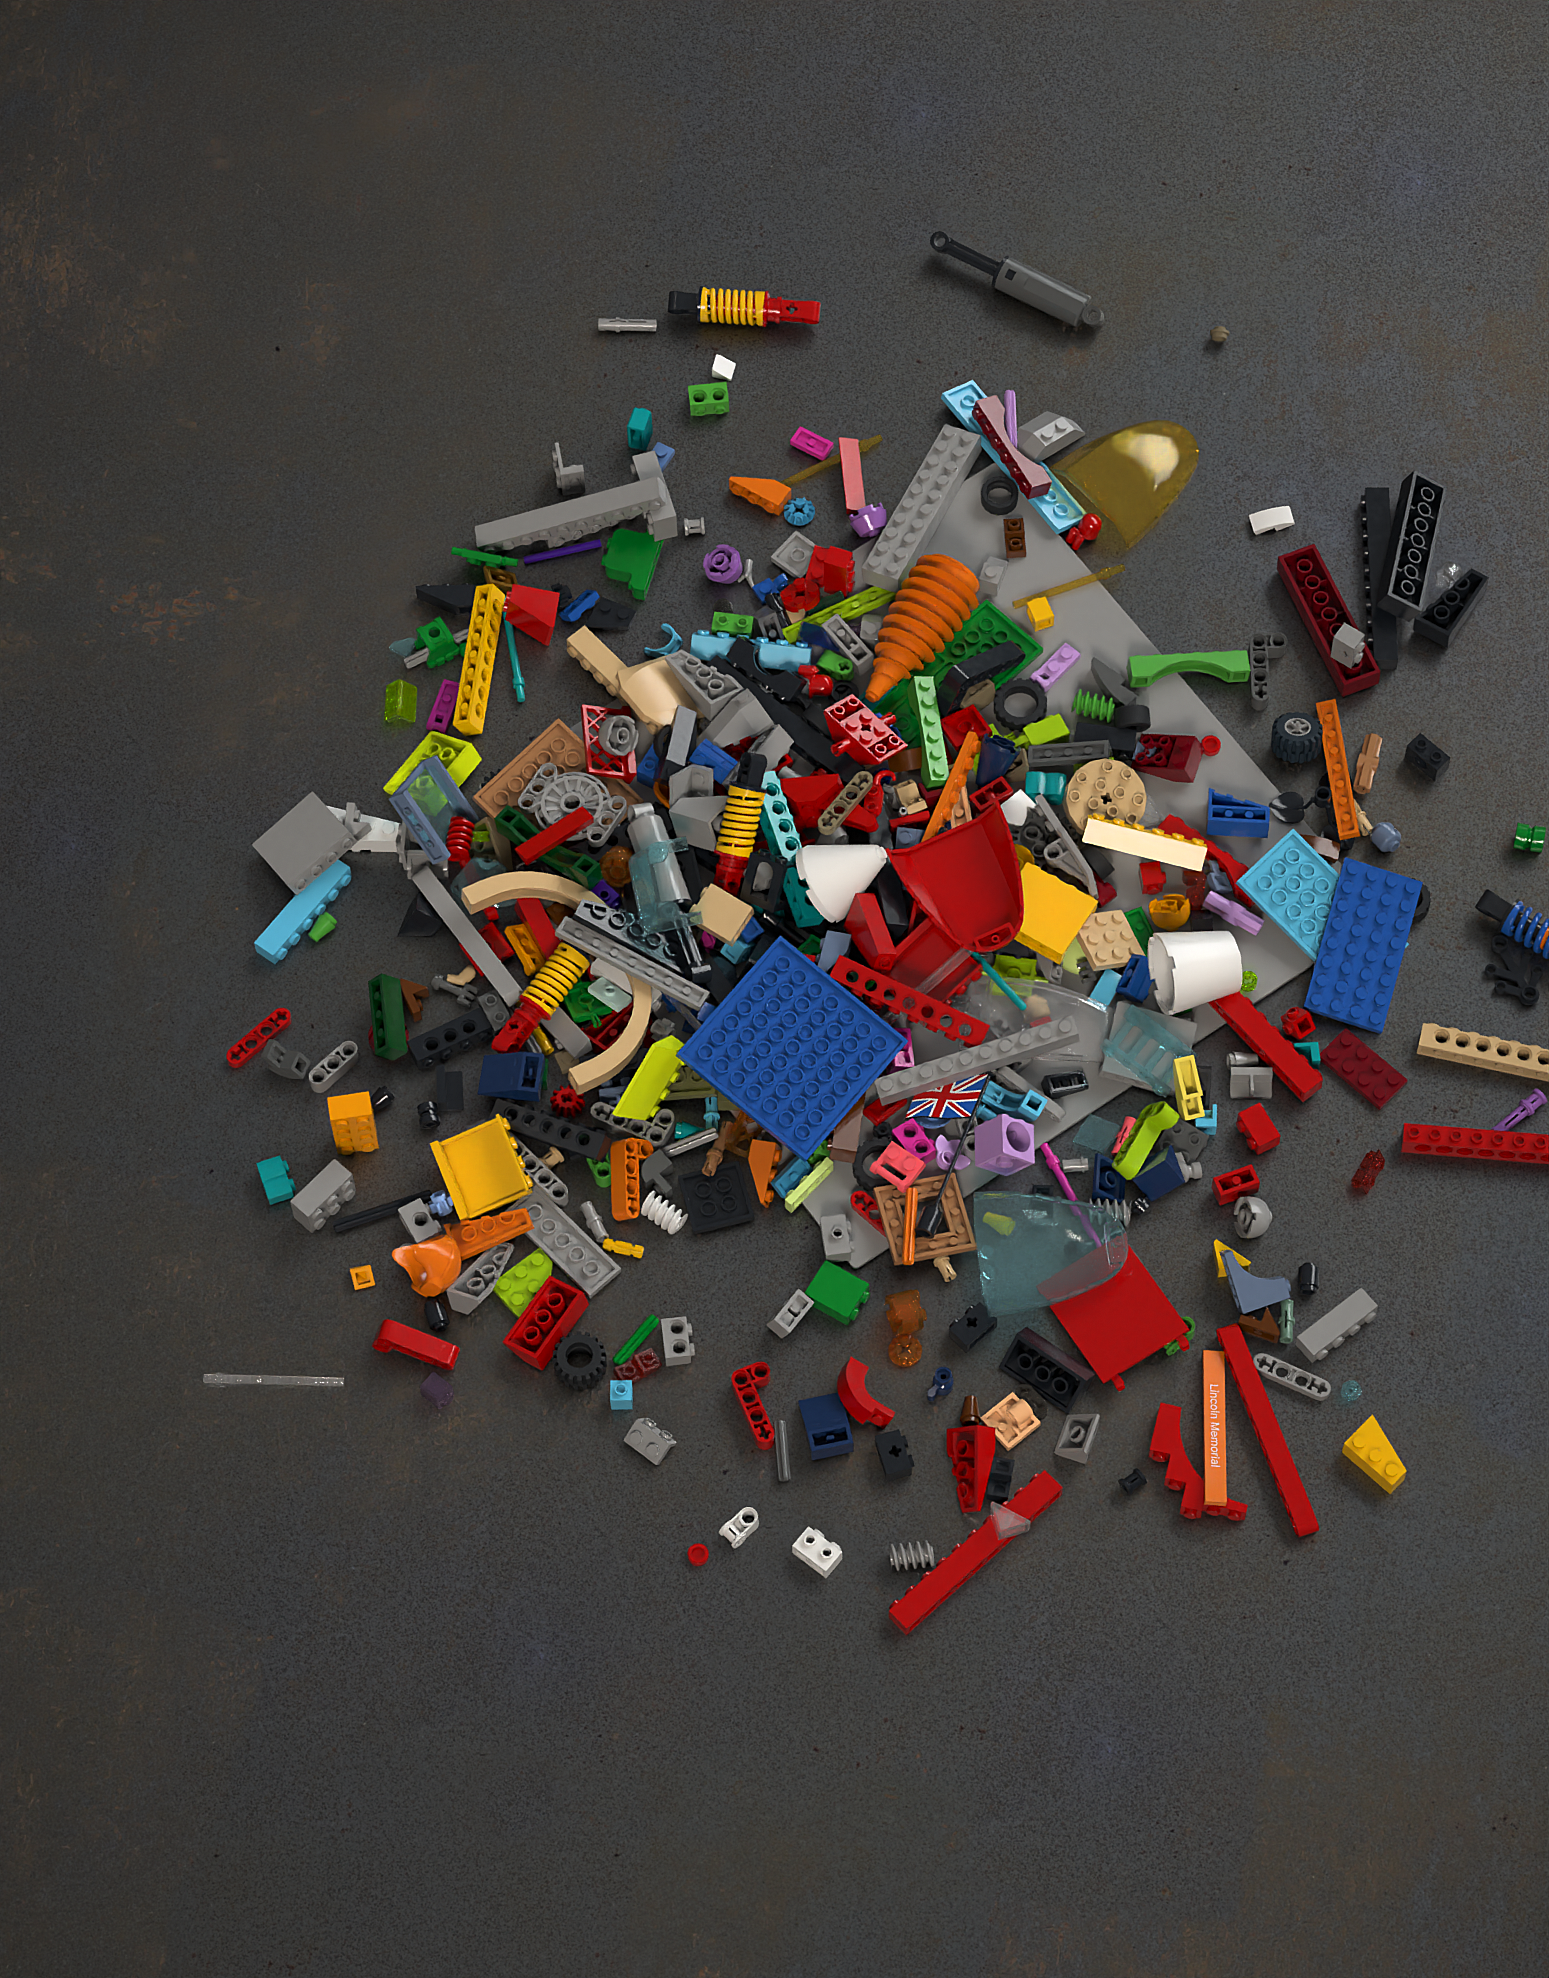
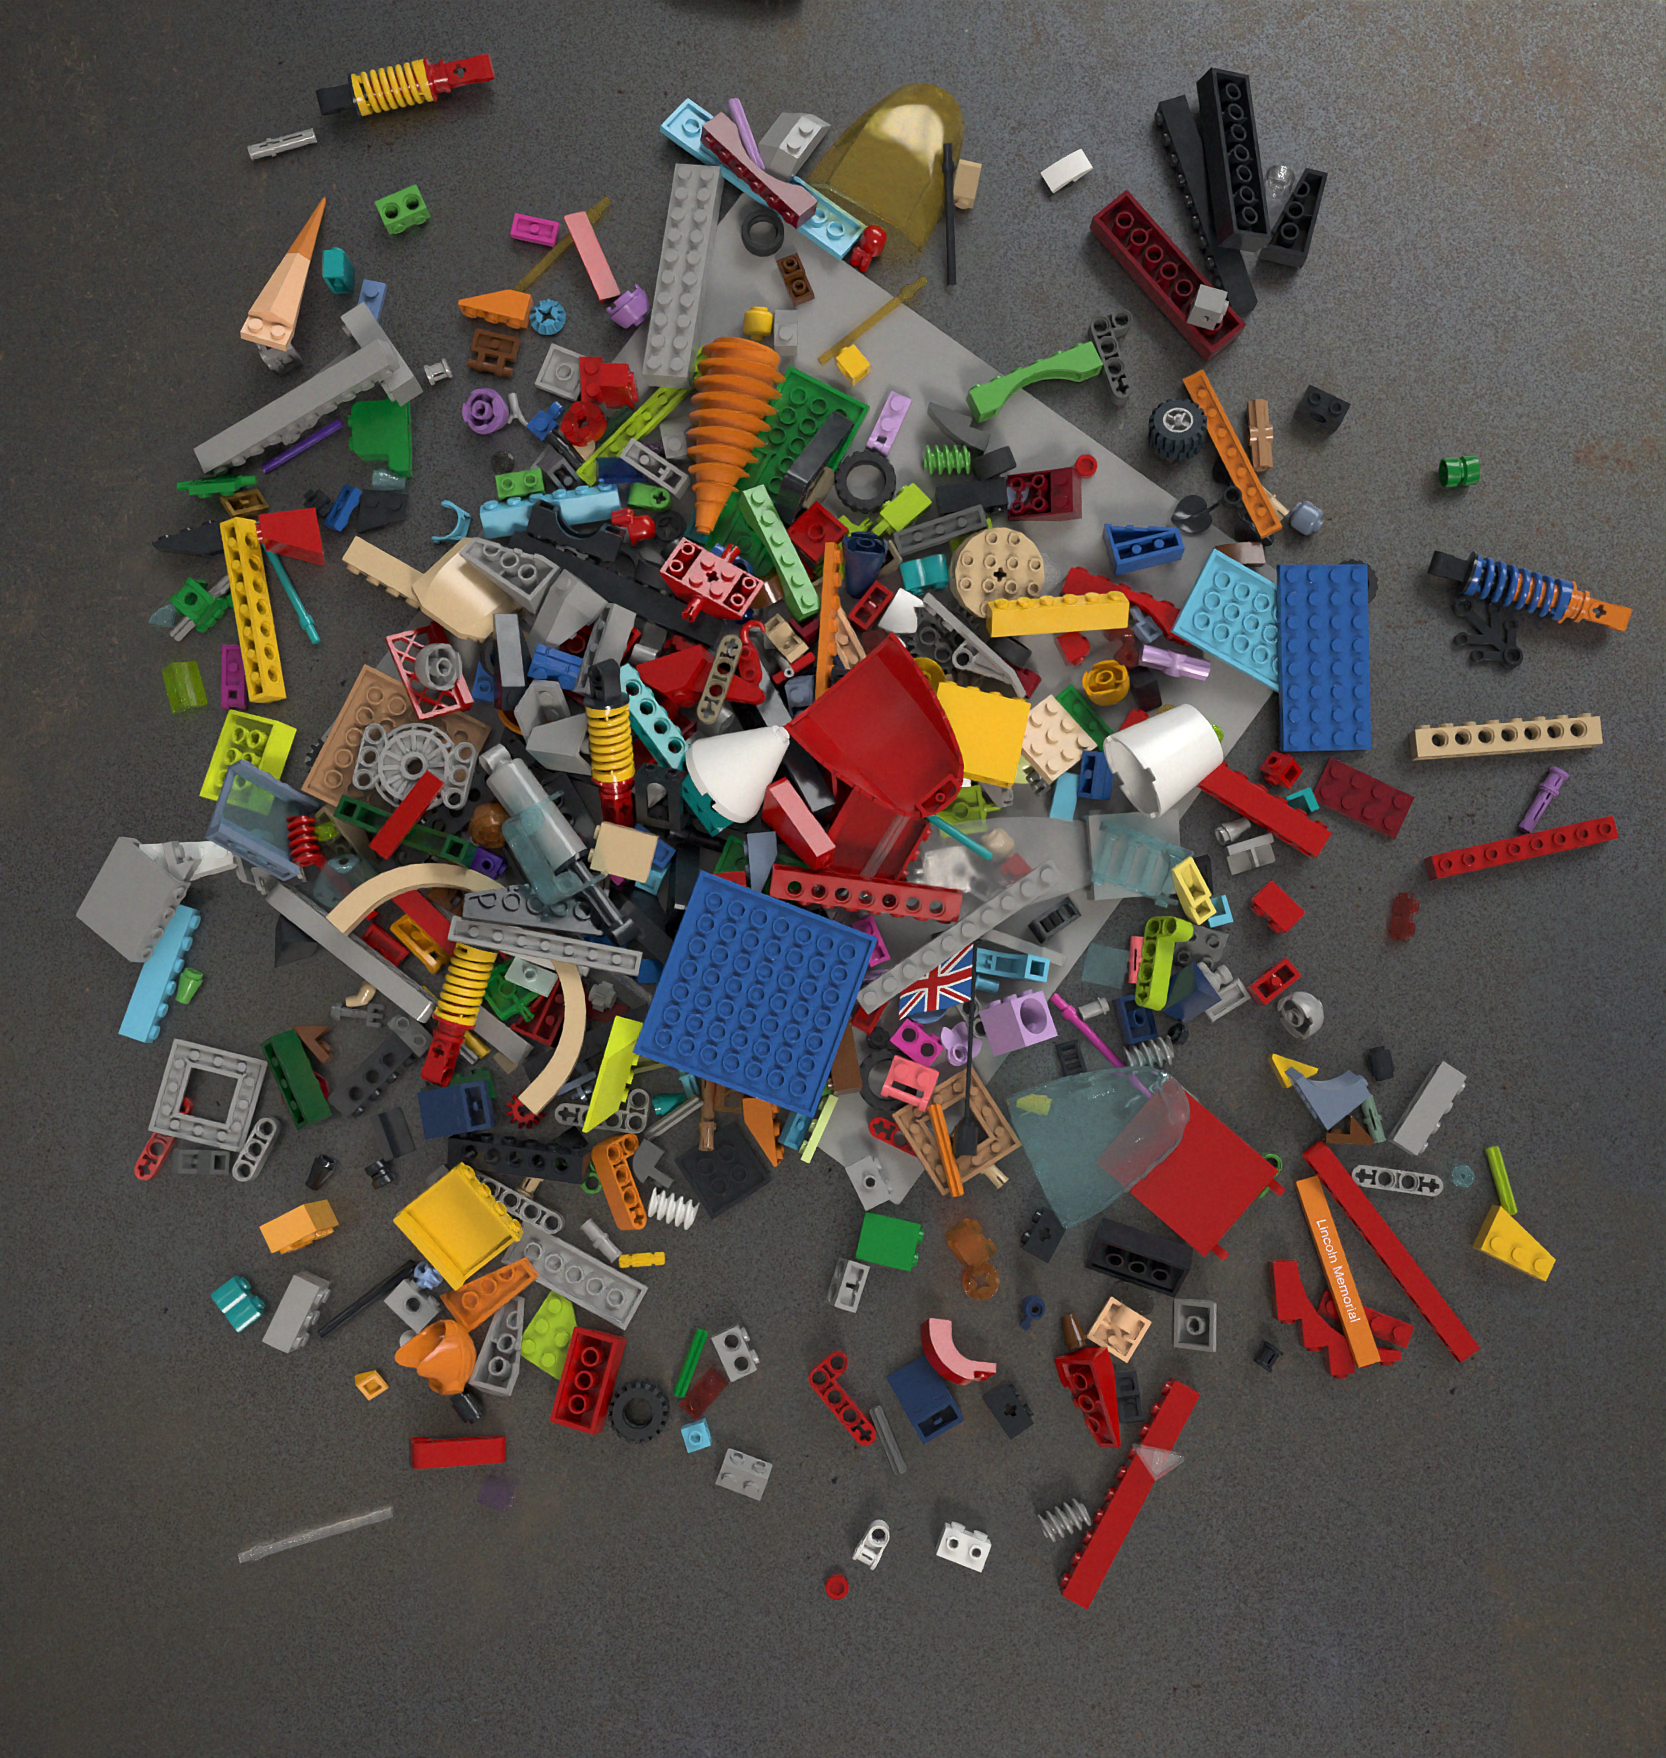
camera: 20 degrees left, 20 degrees up
(303, 976) = (235, 1131): none -> light grey plate
(580, 440) = (276, 309): none -> light nougat plate
(623, 595) = (387, 480): none -> clear light blue cone
(723, 368) = (406, 166): white slope -> none
(748, 520) = (493, 345): none -> reddish brown plate
(973, 559) = (758, 323): none -> yellow head
(1169, 488) = (948, 169): none -> black bar
(1182, 505) = (966, 184): none -> tan slope
(1191, 1193) = (1232, 996): none -> light grey tile
(1237, 1485) = (1379, 1323): none -> red plate
(1384, 1402) = (1501, 1180): none -> lime axle

